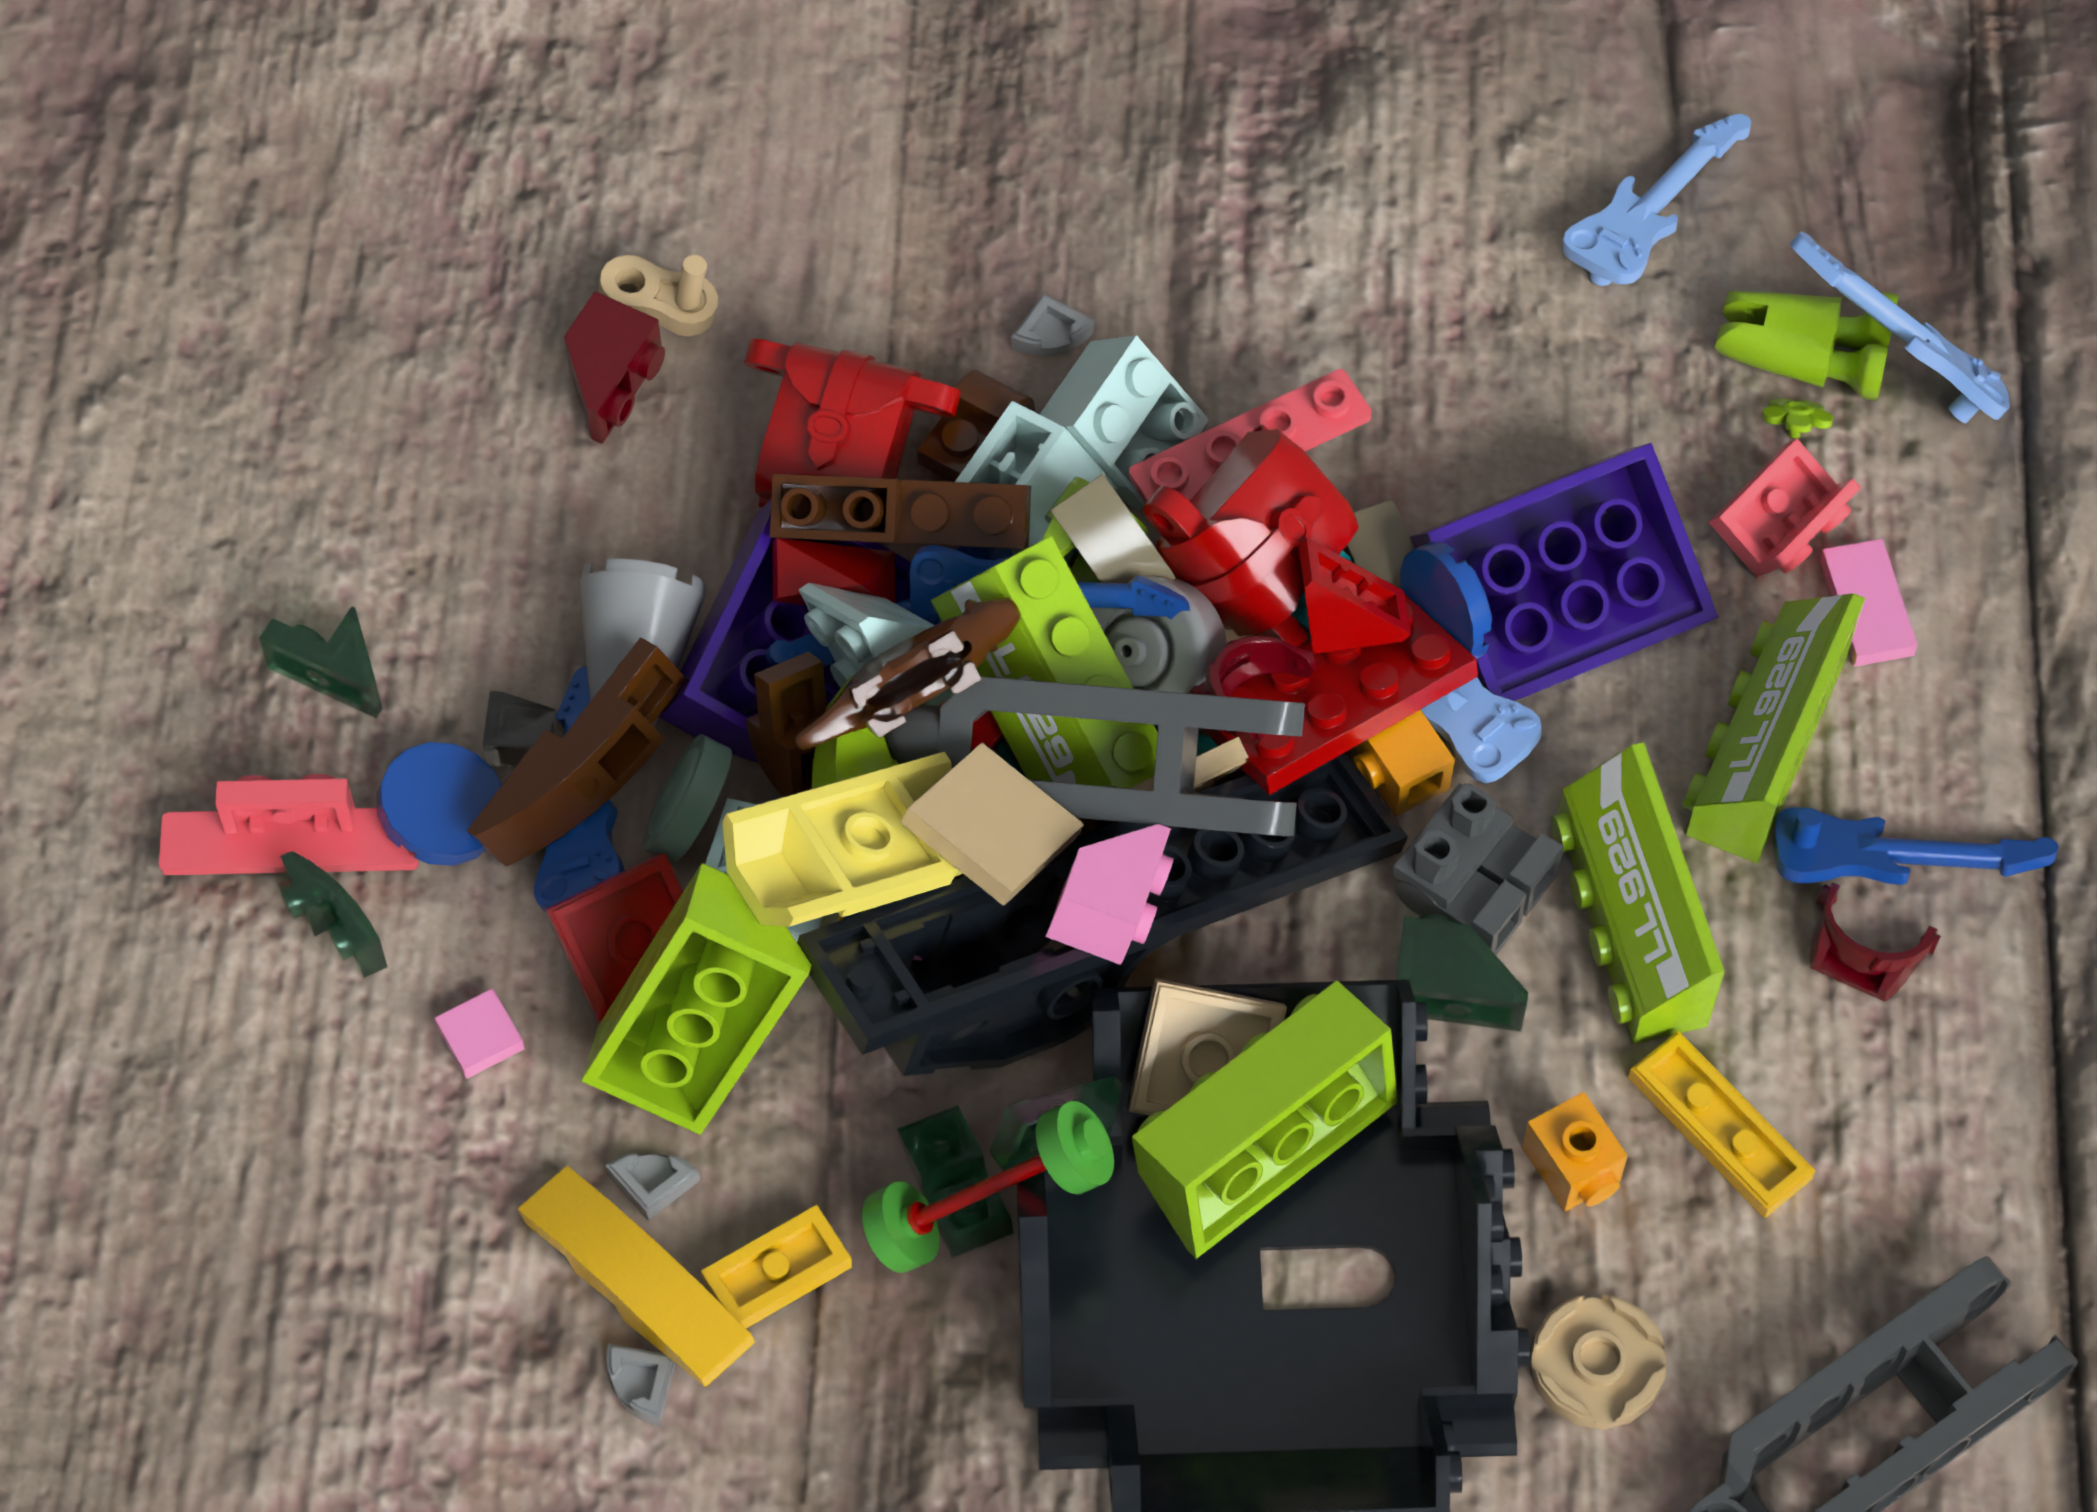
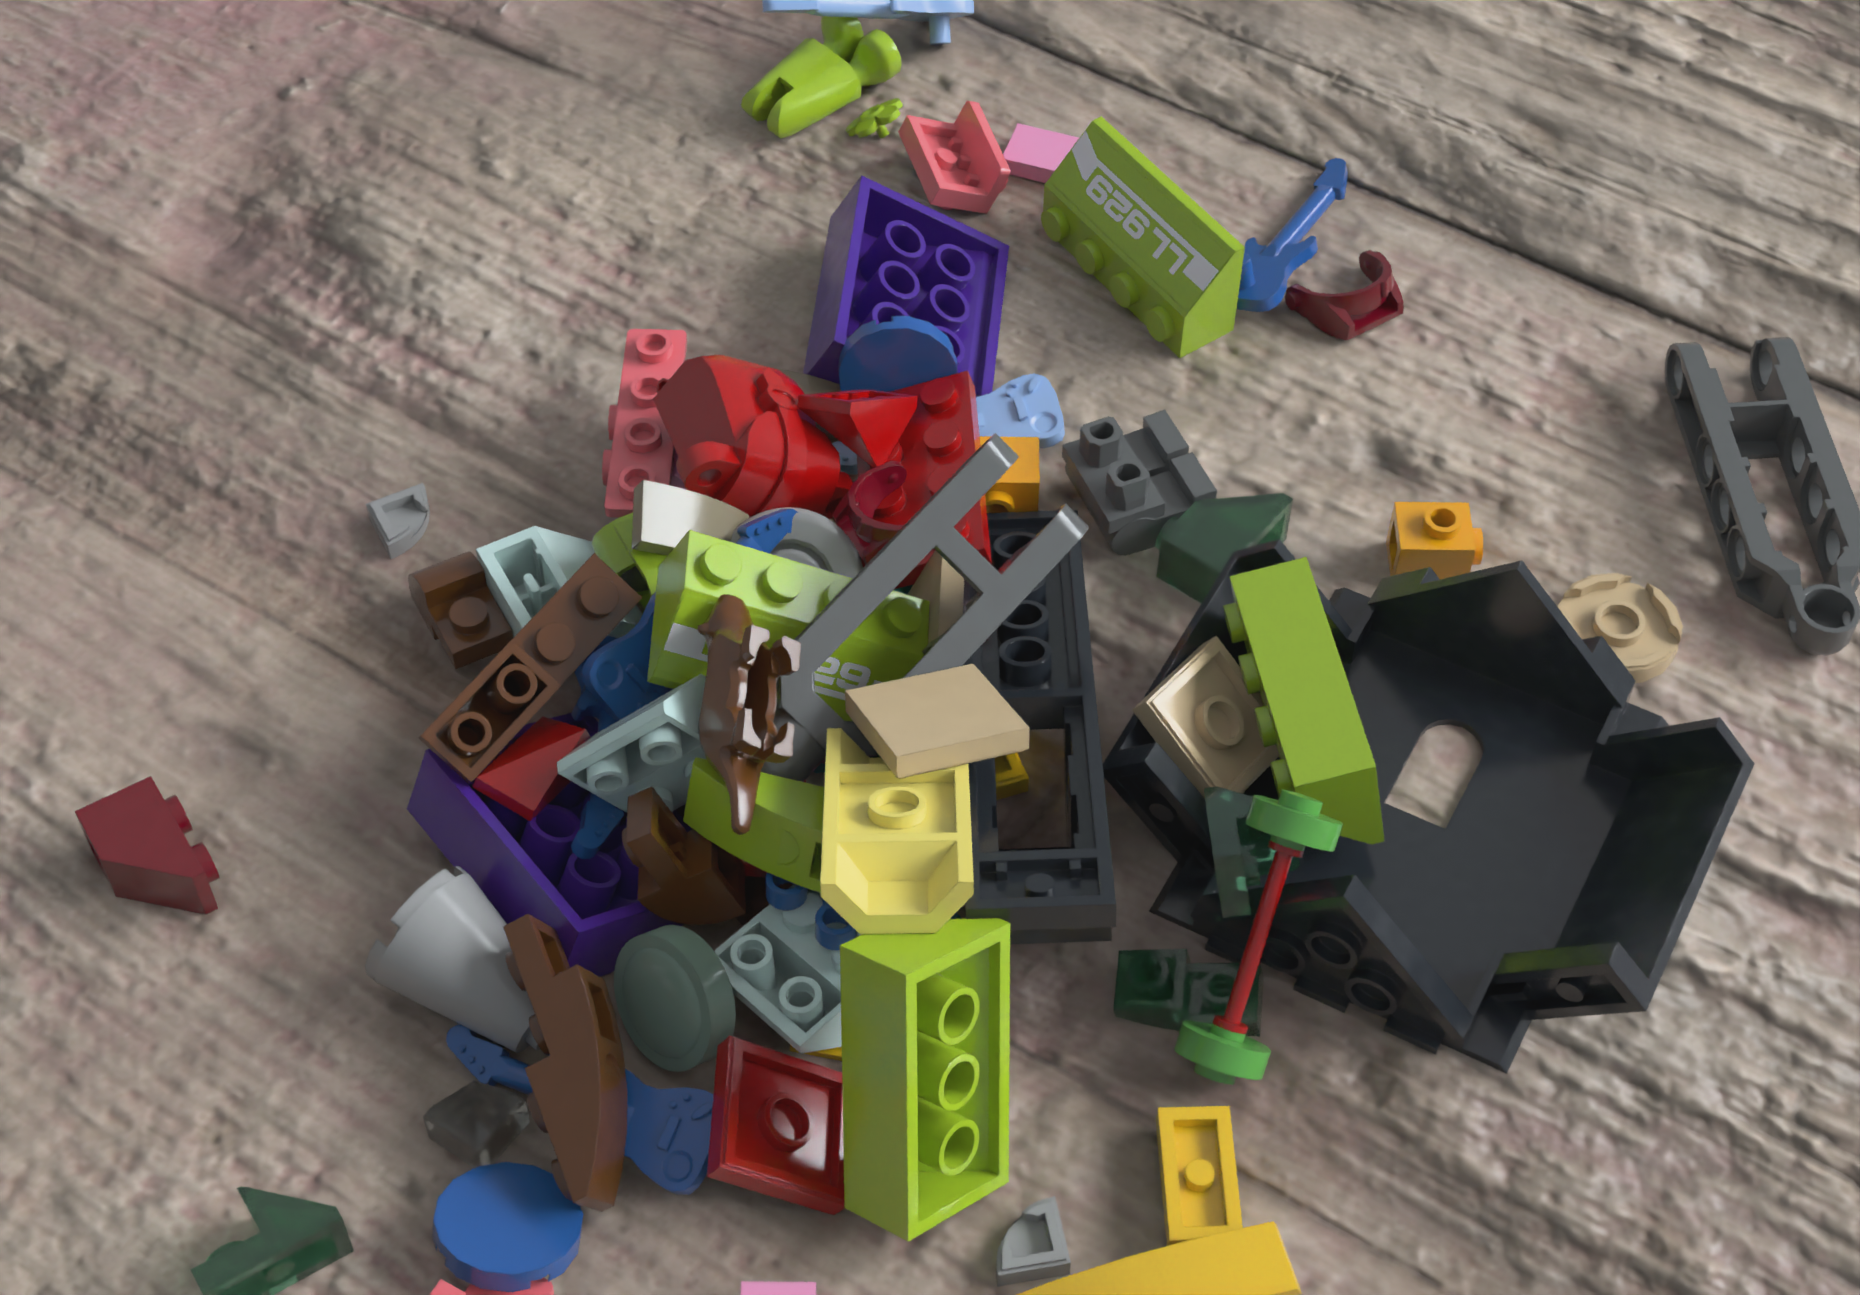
camera: 60 degrees left, 10 degrees down
(679, 300) = (119, 765): tan piece -> none
(839, 412) = (376, 687): red piece -> none
(1108, 893) = (1060, 679): bright pink slope -> none
(1123, 408) = (522, 486): light aqua slope -> none
(1620, 237) = (638, 131): light blue piece -> none
(1638, 898) = (1241, 383): lime slope -> none
(1721, 1124) = (1450, 454): yellow tile -> none

